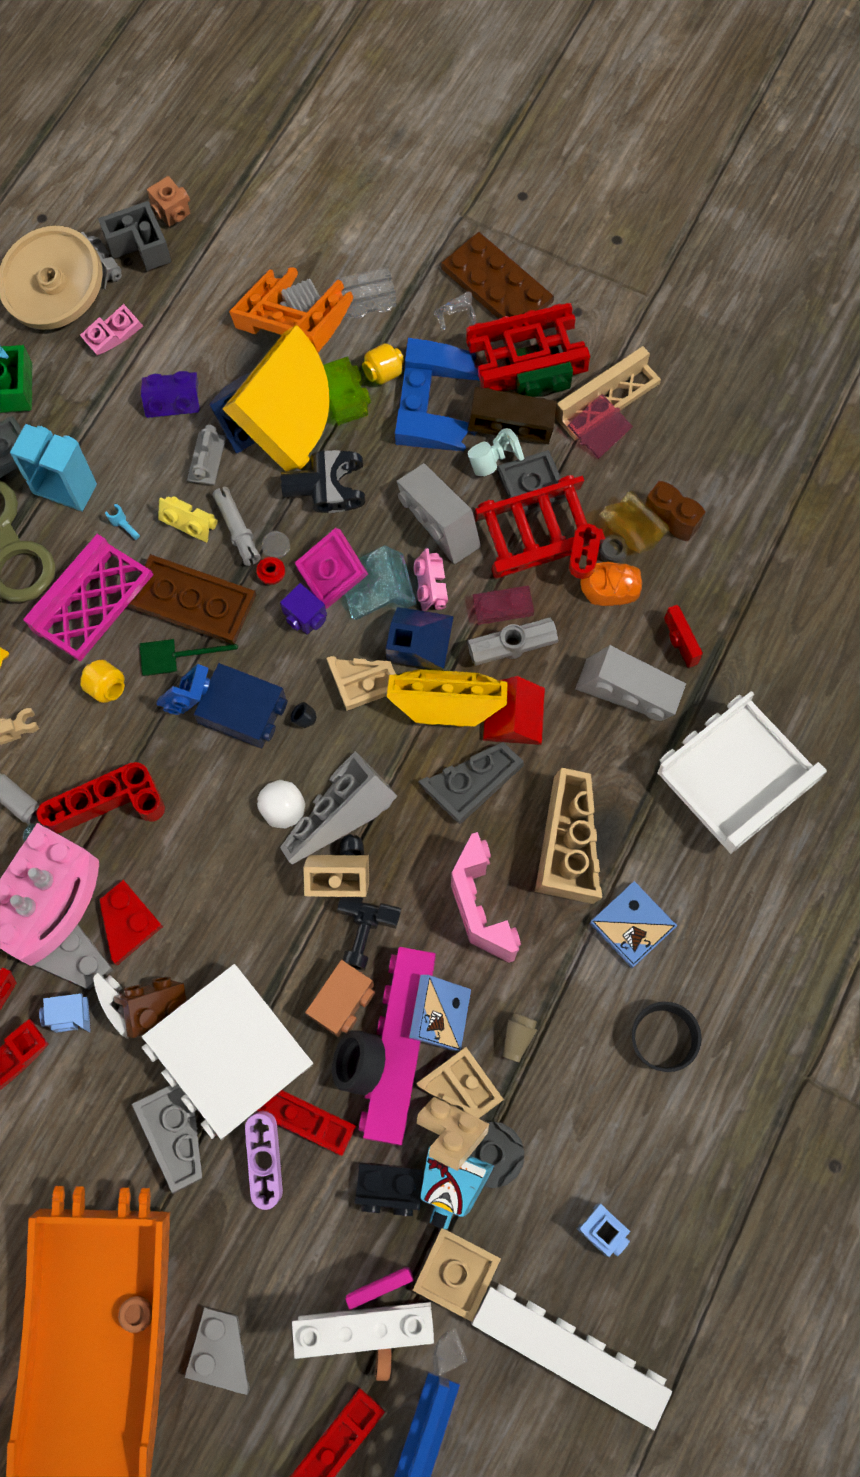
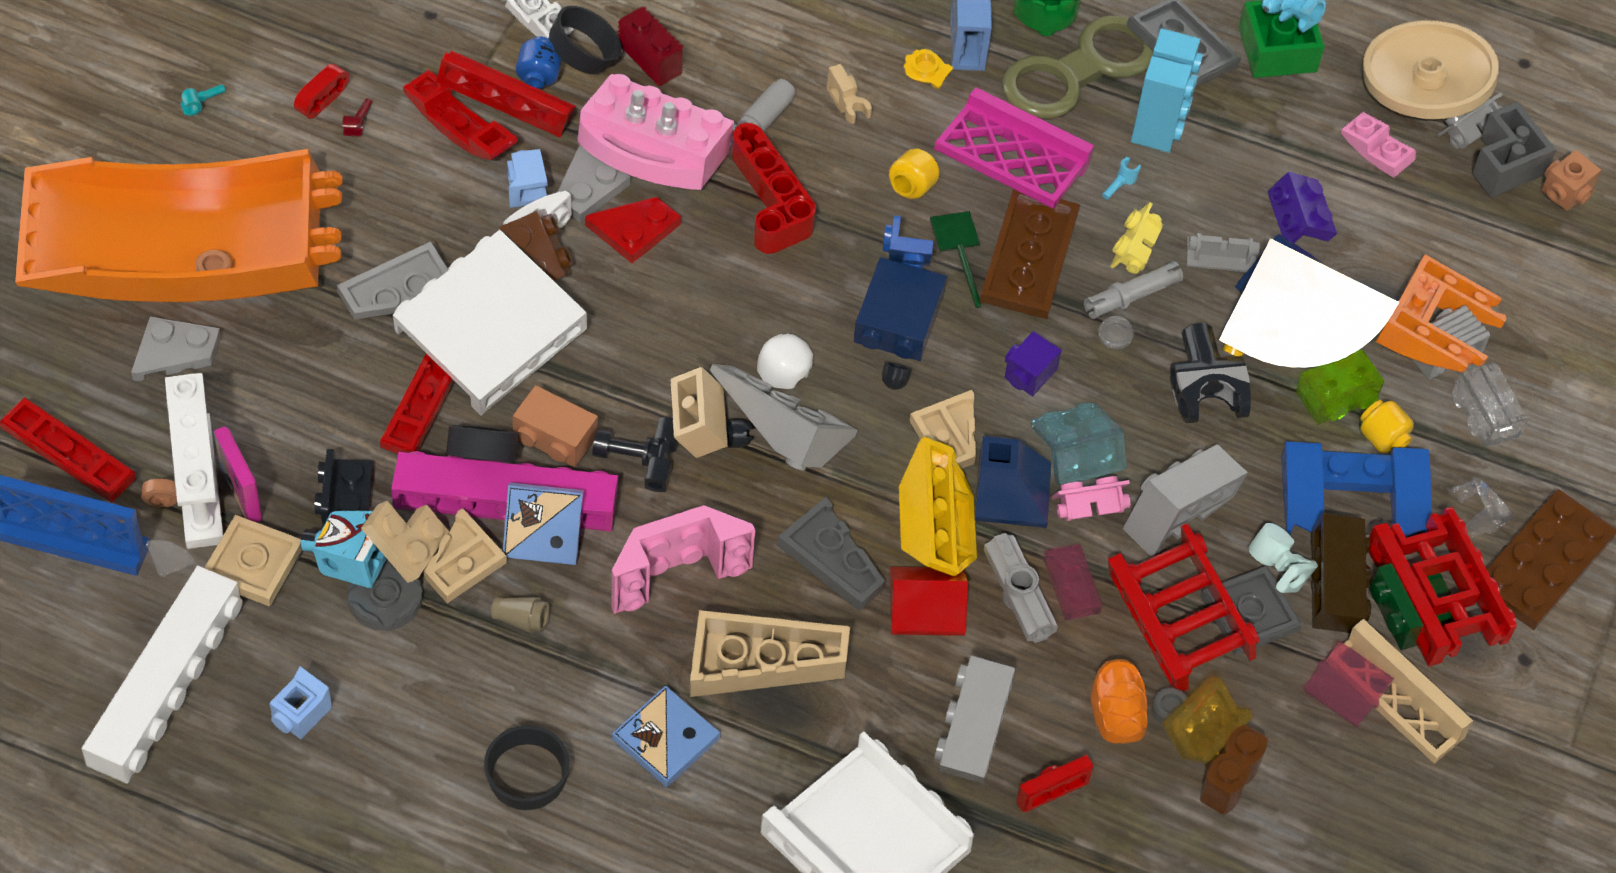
camera: 80 degrees right, 15 degrees down
(273, 577) = (1080, 338): red plate -> none
(273, 1183) = (347, 365): lavender beam -> none
(331, 568) = (1089, 386): dark pink tile -> none
(590, 551) = (1148, 649): red beam -> none

